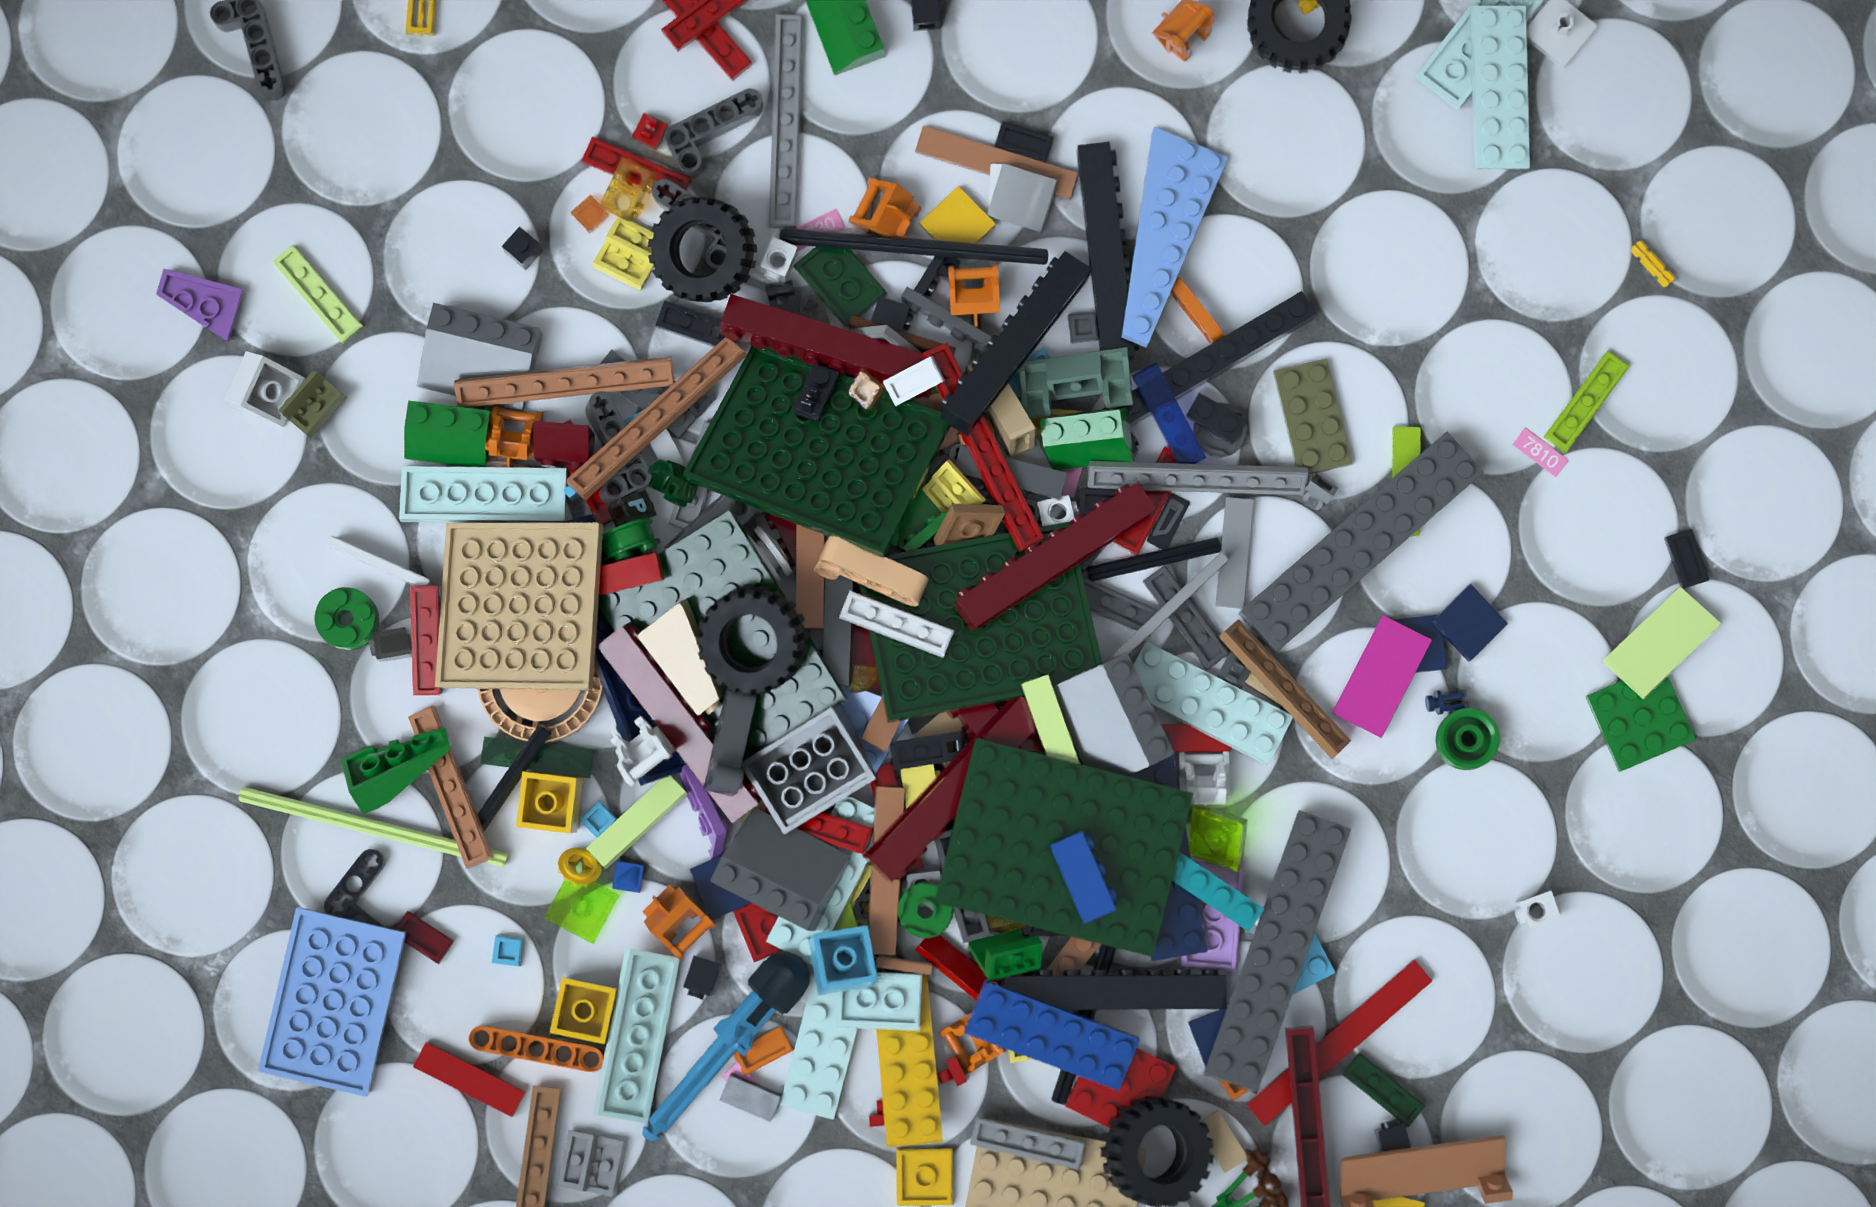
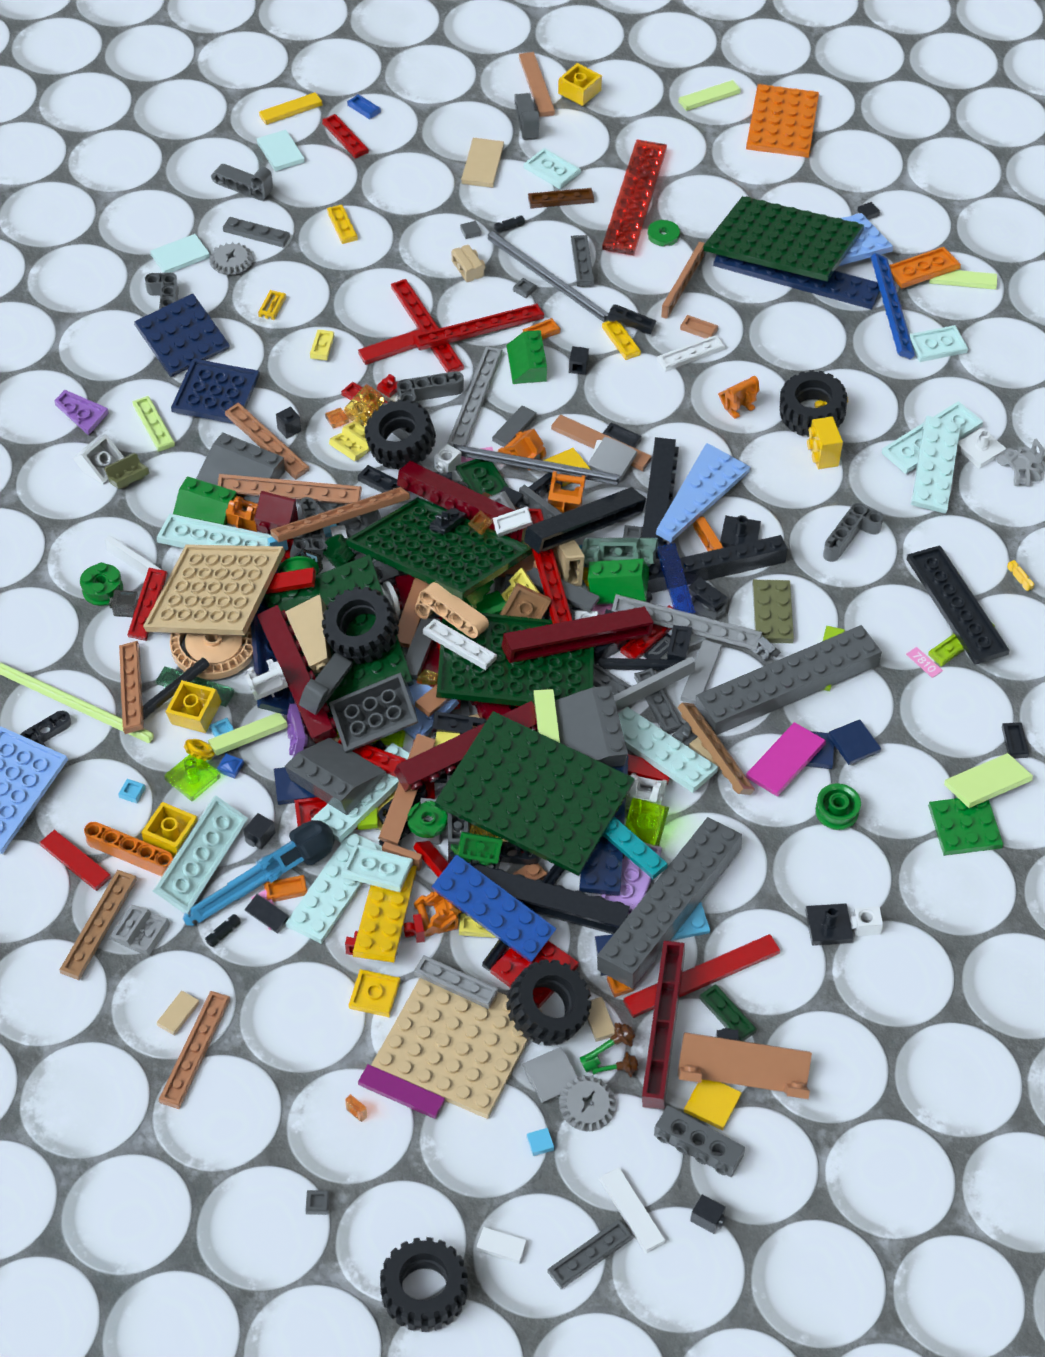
camera: 15 degrees right, 30 degrees down
(305, 115) = (180, 334): none -> dark blue plate
(384, 772) = (84, 670): green wedge -> none
(391, 210) = (213, 389): none -> dark blue plate
(424, 937) = (79, 771): dark red tile -> none
(500, 290) = (266, 439): none -> nougat tile
(525, 75) = (322, 344): none -> light yellow plate
(629, 50) = (388, 347): none -> red tile
(670, 911) = (251, 785): orange piece -> none
(700, 1136) = (222, 930): none -> black axle
(843, 960) = (359, 829): medium azure brick -> none
(859, 164) = (515, 424): none -> dark grey tile
(1083, 876) = (543, 803): blue brick -> none
(1196, 517) = (679, 643): none -> black plate
(1237, 286) = (739, 530): none -> black tile
(1330, 93) = (825, 442): none -> yellow brick
(1394, 251) = (857, 518): none -> dark grey beam
(1436, 701) = (826, 780): dark blue arm -> none
(1487, 922) = (829, 924): none -> black tile
(1572, 345) = (957, 605): none -> black plate
(1626, 51) = (1024, 461): none -> light grey piece

